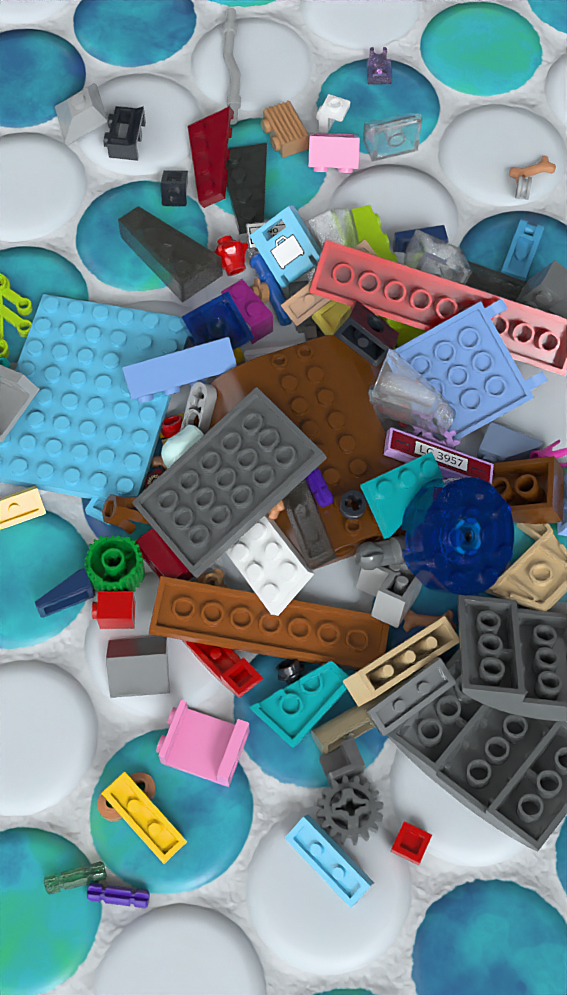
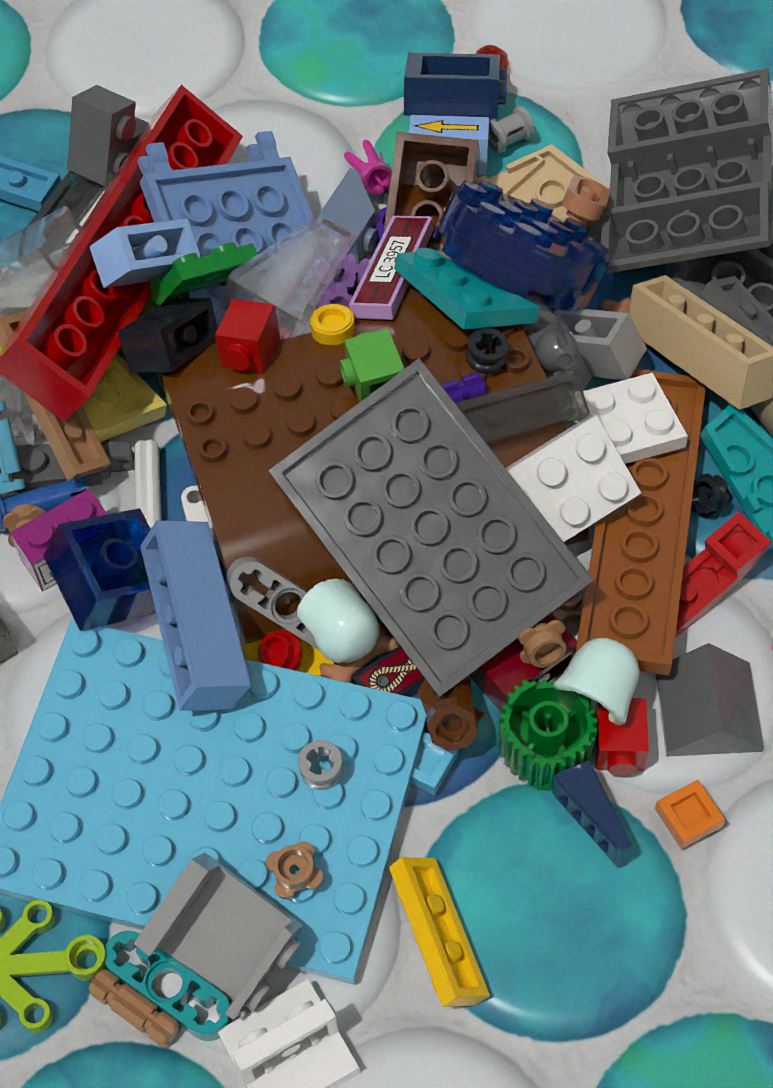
camera: 85 degrees left, 5 degrees down
(29, 429) = (294, 855): none -> medium nougat plate
(64, 648) = (689, 814): none -> orange plate
(89, 437) = (315, 750): none -> light grey bush
(132, 584) = (604, 673): none -> light aqua hair
(160, 554) = (543, 644): none -> medium nougat plate
(332, 435) = (369, 362): none -> bright green brick
(338, 615) = (637, 417): none -> white plate
(358, 370) = (247, 336): none -> red brick
(377, 420) = (332, 324): none -> yellow tile
(406, 343) = (194, 273): none -> green plate
(413, 307) = (142, 251): none -> light blue brick
(517, 583) = (585, 199): none -> nougat plate

